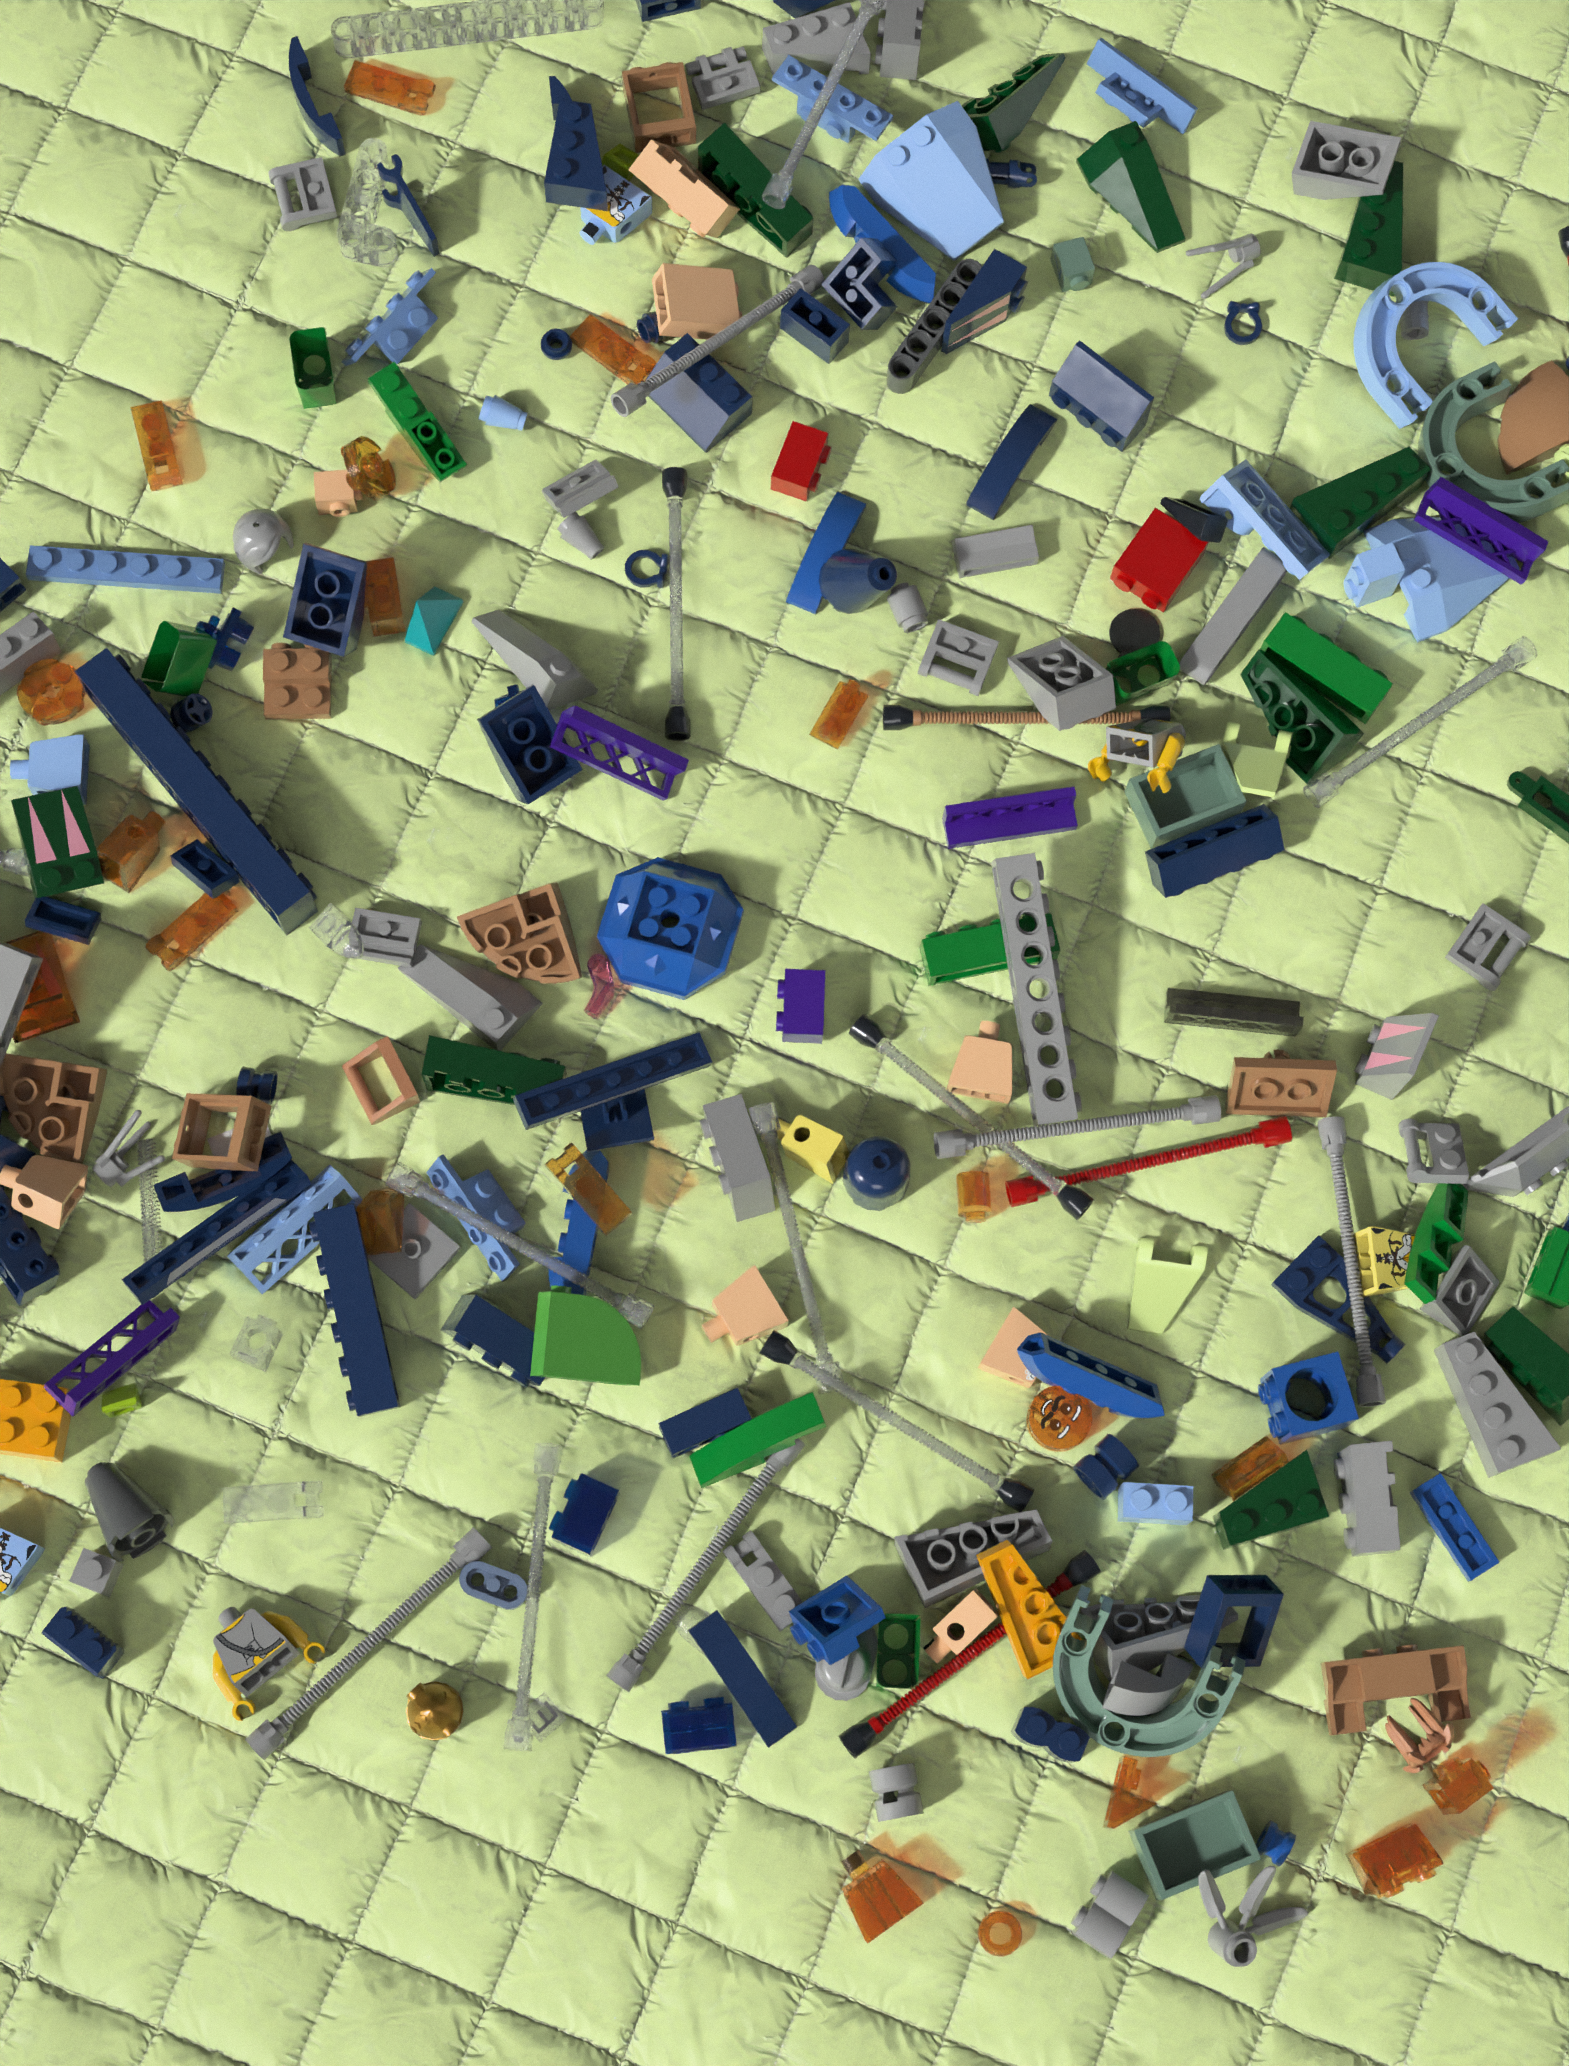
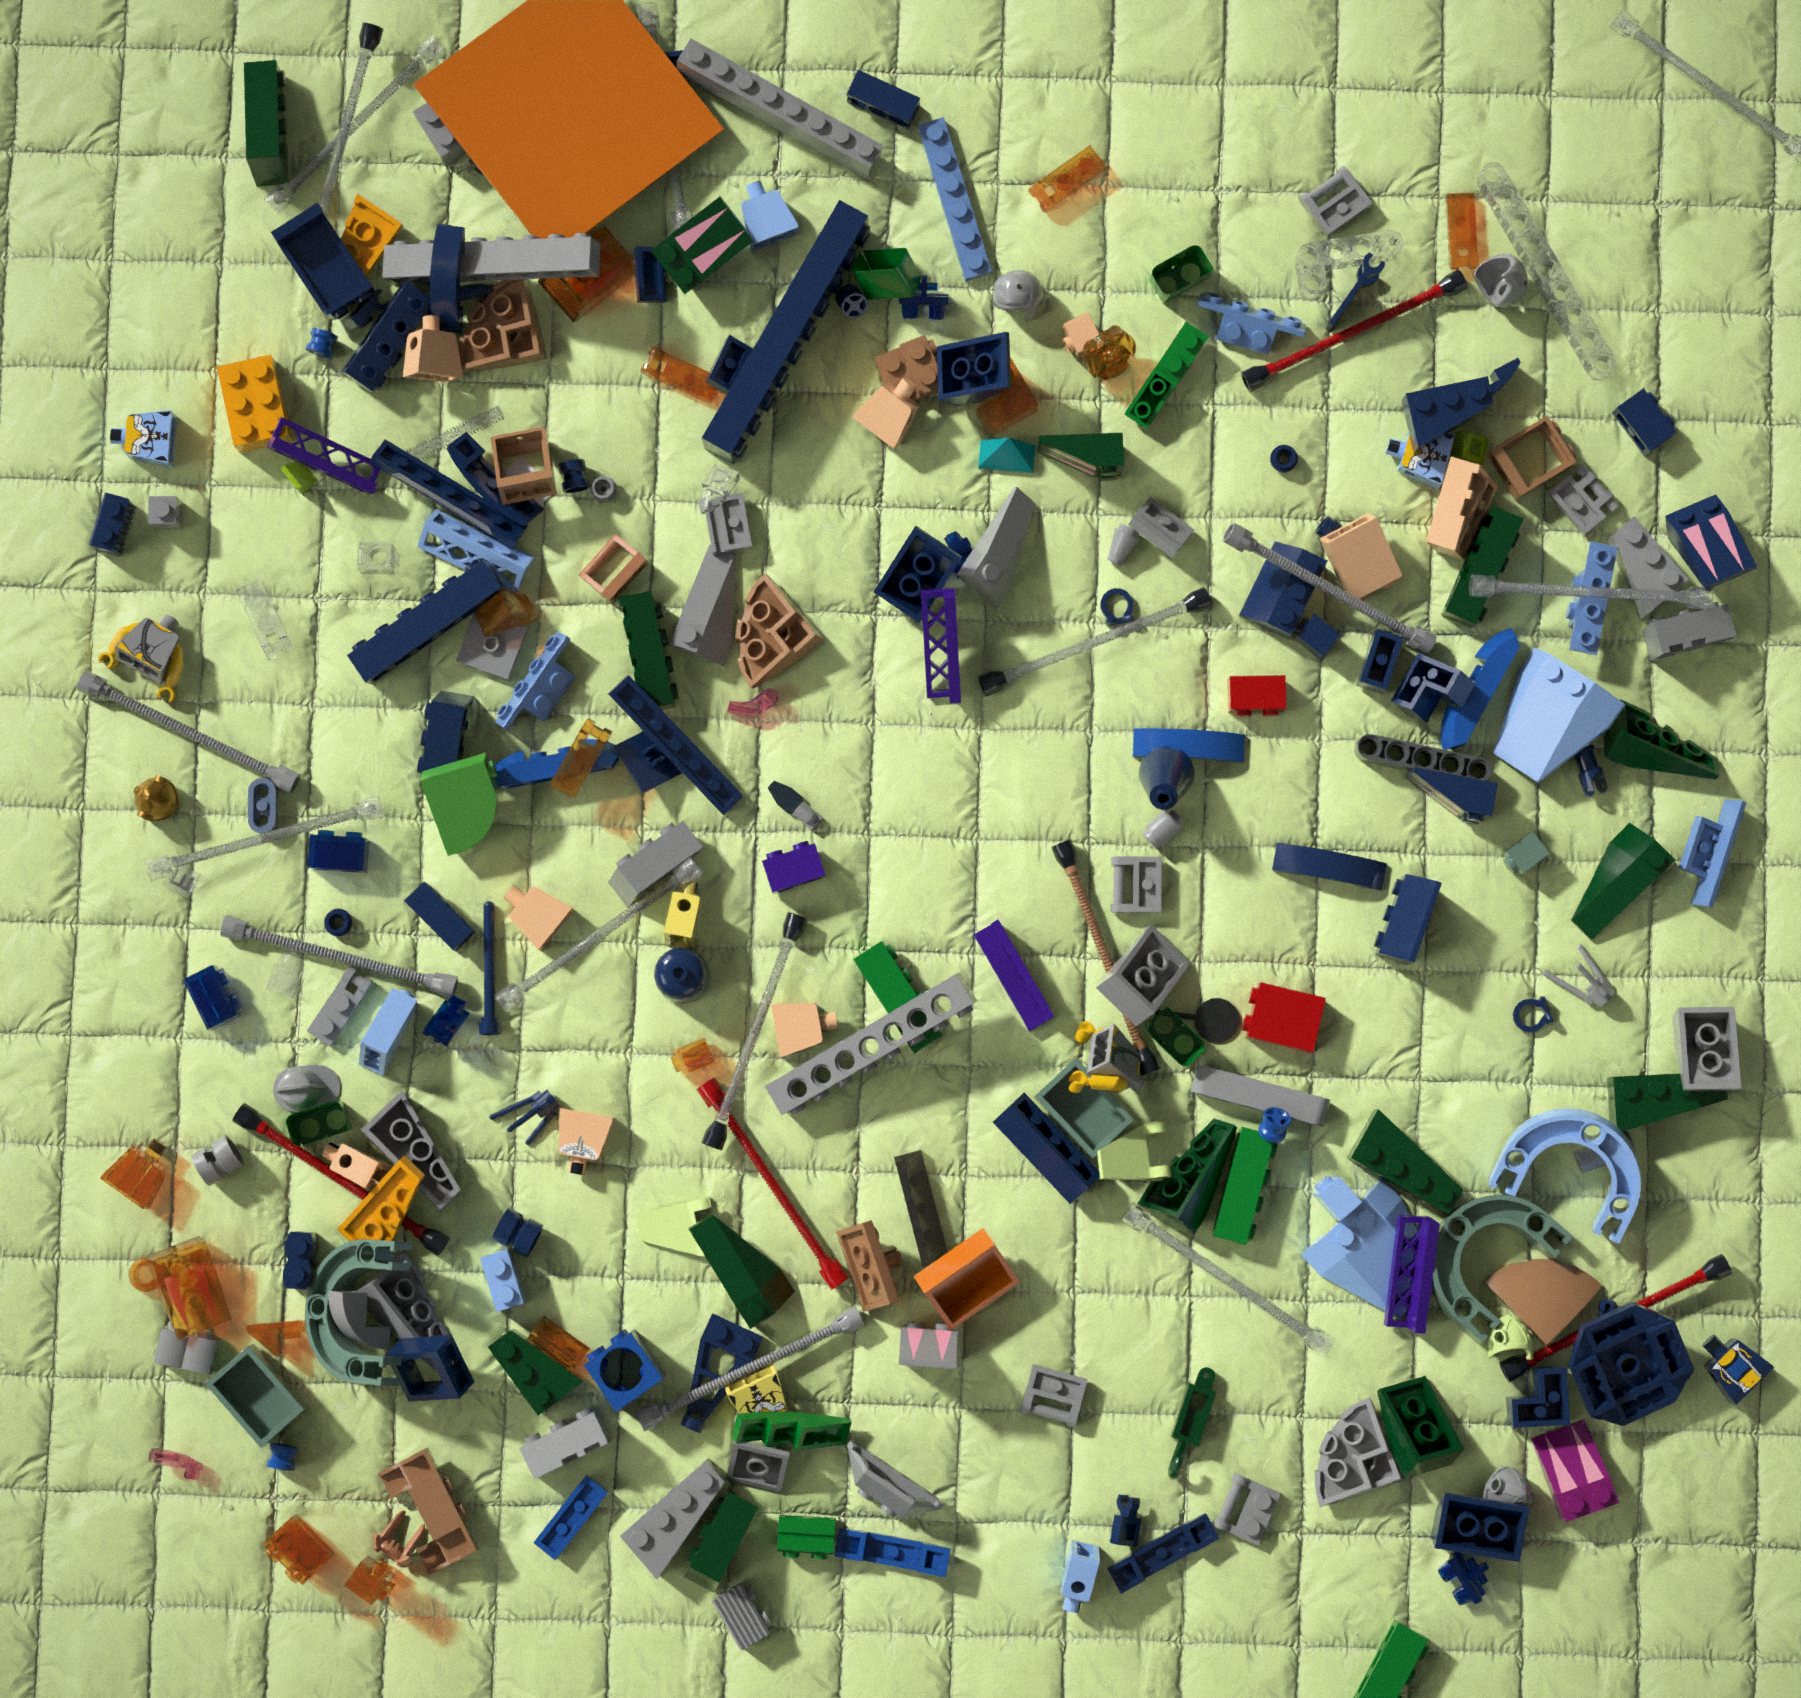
camera: 75 degrees right, 10 degrees up
(46, 709) = (828, 171): clear orange plate -> none
(112, 1166) = (471, 395): light grey plant -> none
(125, 1511) = (216, 514): dark grey cone -> none
(130, 850) = (712, 298): clear orange torso -> none
(285, 1051) = (598, 483): none -> light grey plate
(321, 126) = (1445, 150): dark blue slope -> none
(332, 716) = (889, 412): none -> light nougat torso
(408, 1182) = (537, 620): clear hose -> none
(456, 336) = (1449, 286): none -> red hose
(460, 62) = (1502, 279): none -> light grey piece
(469, 529) = (1092, 454): none -> dark green slope
(502, 413) = (1203, 439): light blue cone -> none
(612, 351) = (1296, 506): clear orange plate -> none
(665, 1535) = (330, 918): none -> dark blue plate
(675, 958) = (827, 769): blue piece -> none
(730, 983) = (793, 804): none -> black piece
(742, 1678) = (259, 1014): dark blue slope -> none
(757, 1439) = (439, 960): green slope -> none
(763, 379) = (1316, 636): none -> dark blue brick
(817, 1532) = (387, 1031): none -> light blue slope
(831, 1457) = (447, 1020): none -> clear blue hips
(834, 1620) = (324, 1068): blue plate -> none
(839, 714) = (1051, 807): clear orange hinge -> none
(848, 1411) = (489, 1023): none -> dark blue piece
(971, 1385) = (543, 1105): none -> dark blue plant
(995, 551) = (1242, 880): light grey piece -> none
(1012, 1491) = (512, 952): clear hose -> none
(1035, 1881) = (189, 1287): none -> clear orange slope
(1058, 1419) = (543, 1184): clear orange head -> none
(1090, 1377) = (579, 1197): blue brick -> none
(1198, 1110) = (828, 1208): light grey hose -> none
(1199, 521) = (1330, 1035): black slope -> none
(1234, 1980) = (177, 1460): none -> clear pink arm
(1235, 1941) = (202, 1444): light grey plant -> none
(1244, 1225) = (747, 1275): none -> dark green wedge
(1258, 507) = (1352, 1095): light blue plate -> none
(1274, 605) = (1274, 1124): none -> blue wheel
(1332, 984) = (966, 1279): none -> orange piece
(1443, 1150) = (864, 1414): light grey plate -> none

